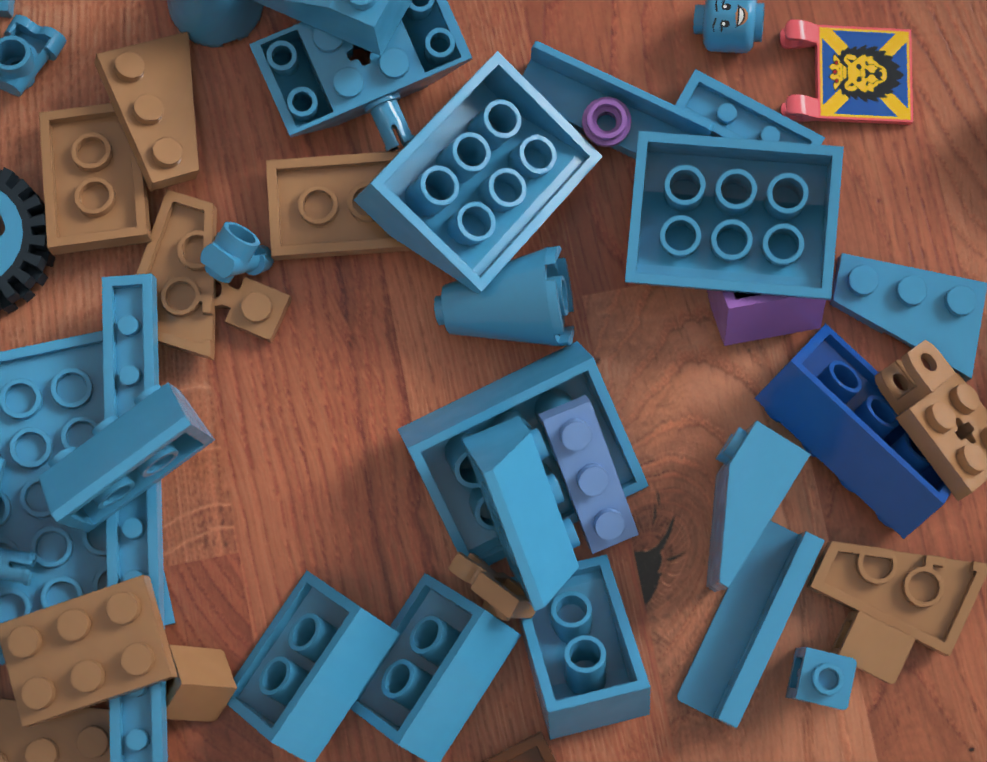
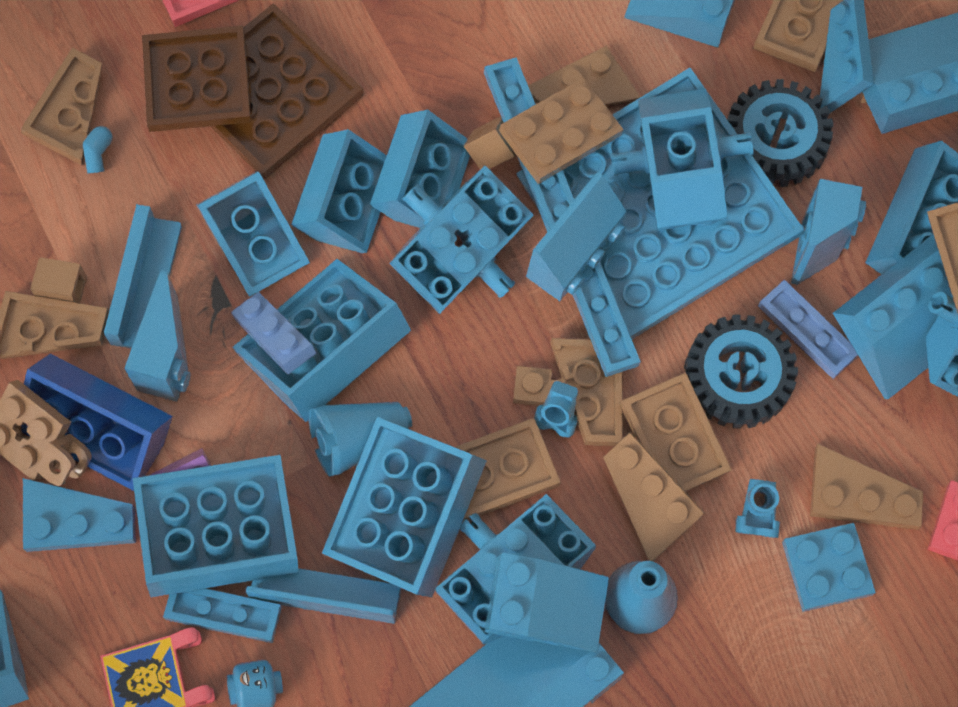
camera: 165 degrees right, 10 degrees down
(289, 532) = (485, 220): none -> dark azure slope
(501, 593) = (314, 243): medium nougat plate -> none
(524, 507) = (309, 290): dark azure slope -> none
(606, 106) = (322, 569): medium lavender plate -> none
(821, 678) = (89, 249): dark azure bracket -> none

